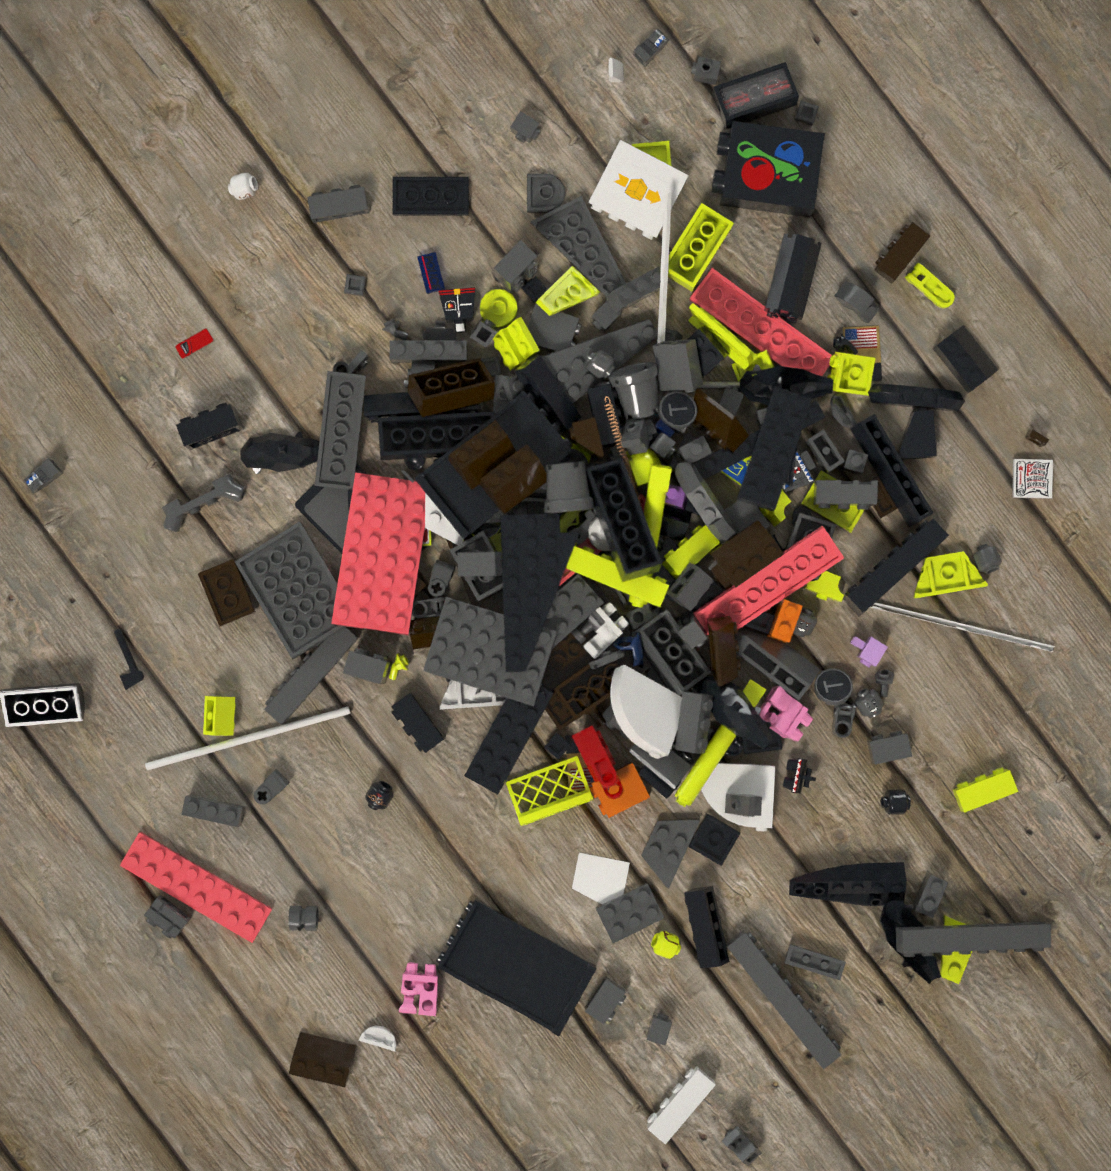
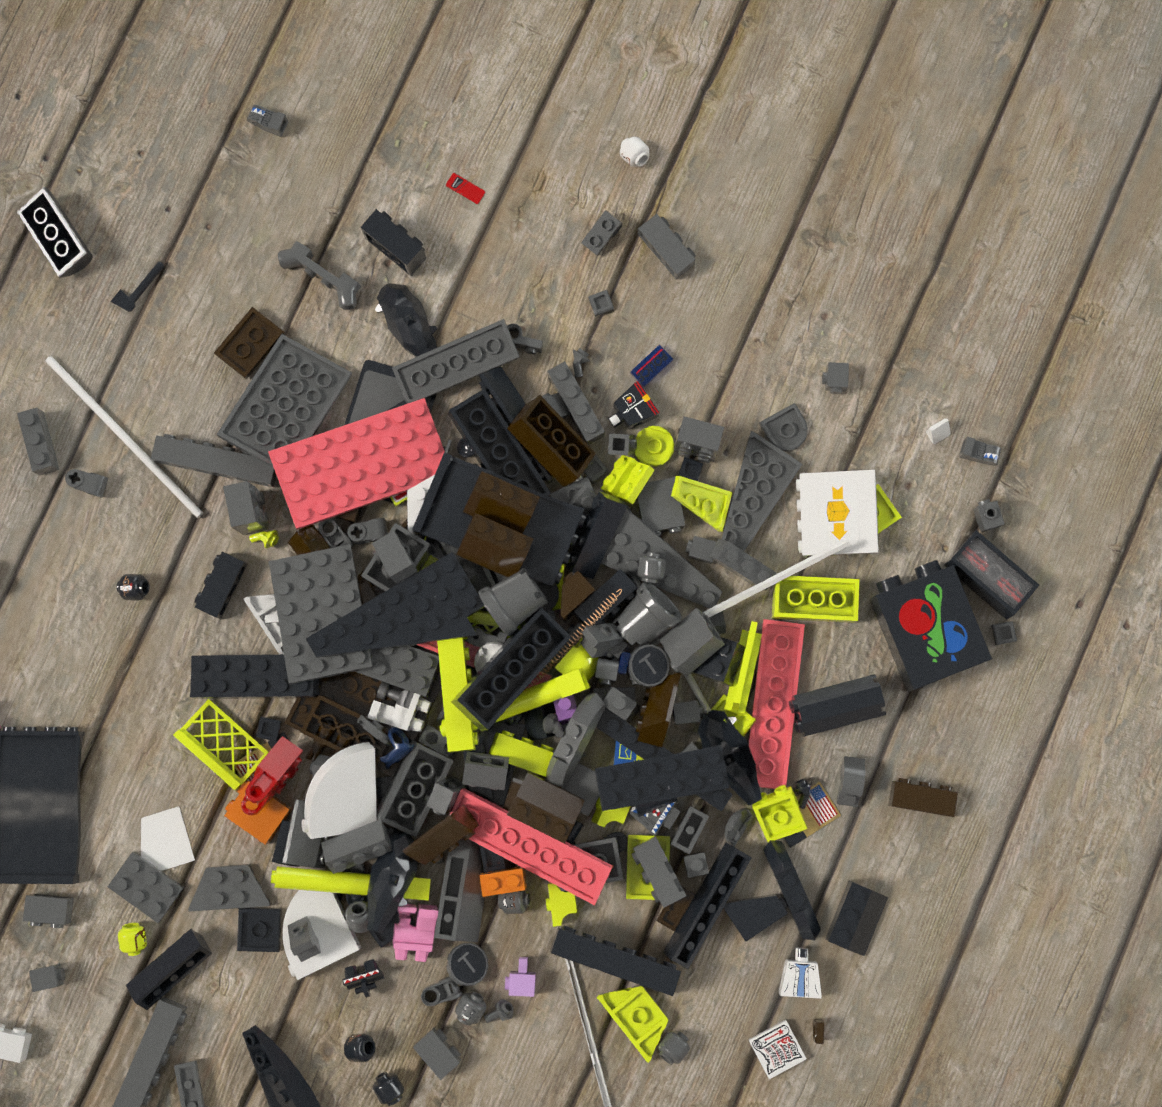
camera: 60 degrees right, 5 degrees down
(219, 716) = (129, 398): neon yellow brick -> none
(296, 251) = (602, 232): none -> dark grey plate
(430, 196) = (723, 326): black tile -> none
(439, 332) = (599, 404): dark grey piece -> none
(682, 514) = (552, 725): none -> dark grey plate
(749, 752) = (357, 916): none -> dark grey head
(851, 807) = (359, 1048): none -> black head
(931, 286) = (906, 845): neon yellow plate -> none
(987, 428) = (800, 977): none -> white torso

